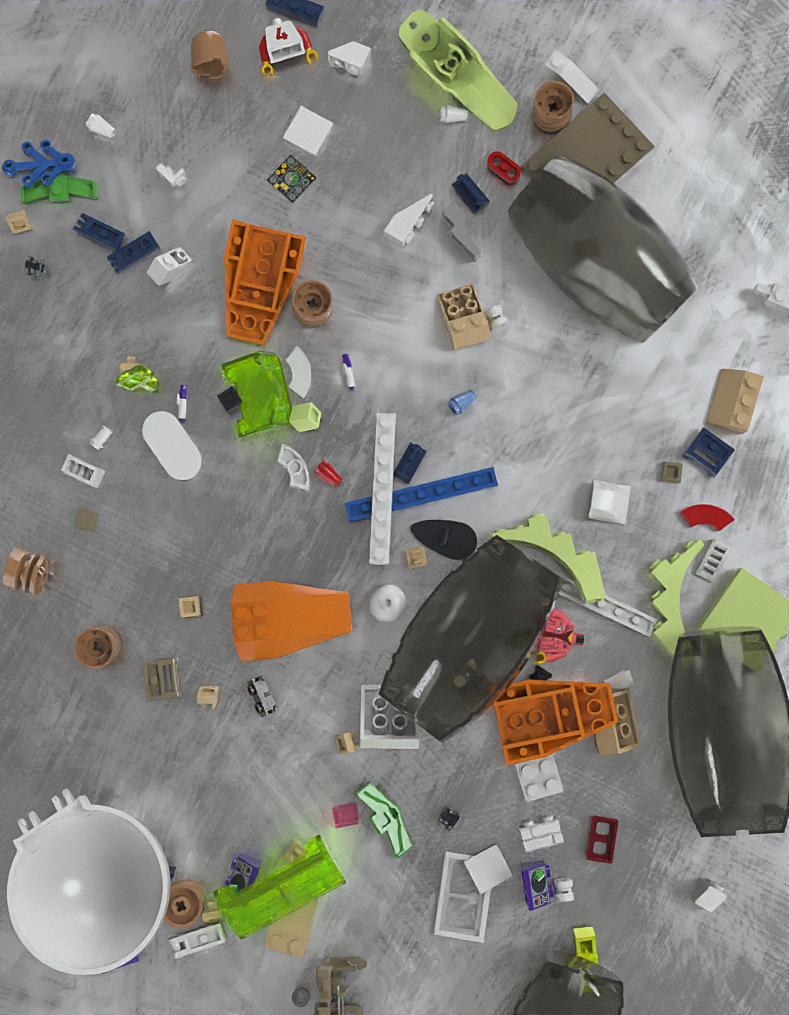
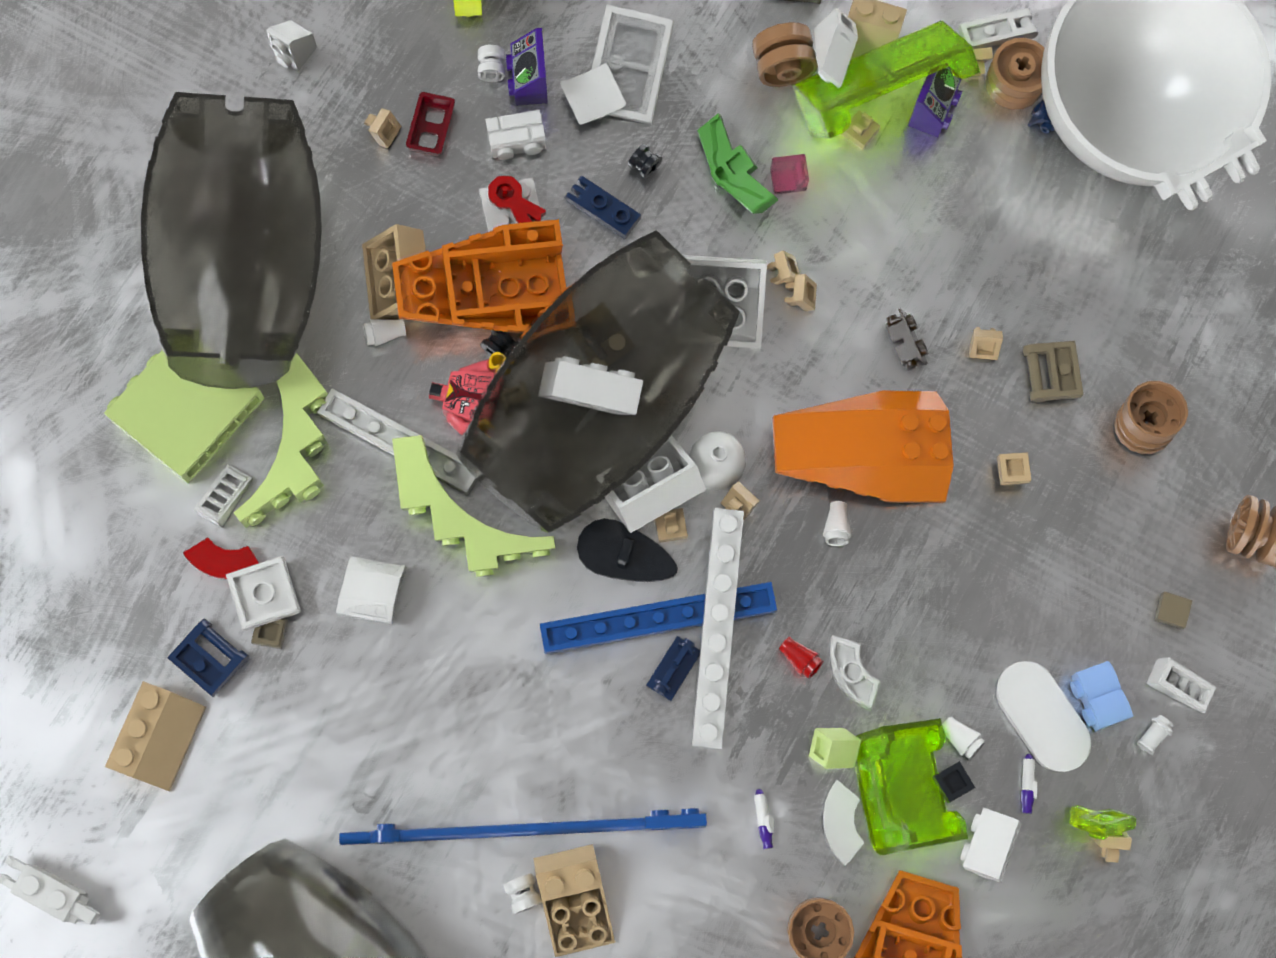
camera: 175 degrees right, 10 degrees down
(134, 459) = (1101, 696): none -> light blue brick
(207, 359) = (990, 845): none -> white brick
(223, 428) = (963, 738): none -> white cone
(306, 563) = (837, 527): none -> white cone
(316, 913) = (834, 45): none -> white slope
(333, 725) = (804, 292): none -> tan tile
(352, 905) = (784, 54): none -> medium nougat wheel
(372, 573) = (740, 499): none -> tan tile
(415, 365) = (658, 820): none -> blue bar
(426, 575) = (657, 487): none -> white brick
(460, 402) = (587, 758): medium blue cone -> none
(474, 783) = (603, 207): none -> dark blue hinge
(476, 640) = (591, 386): none -> white brick
(544, 785) = (506, 193): none -> red piece
(635, 834) = (383, 127): none -> tan tile
(678, 494) = (263, 593): none -> white tile

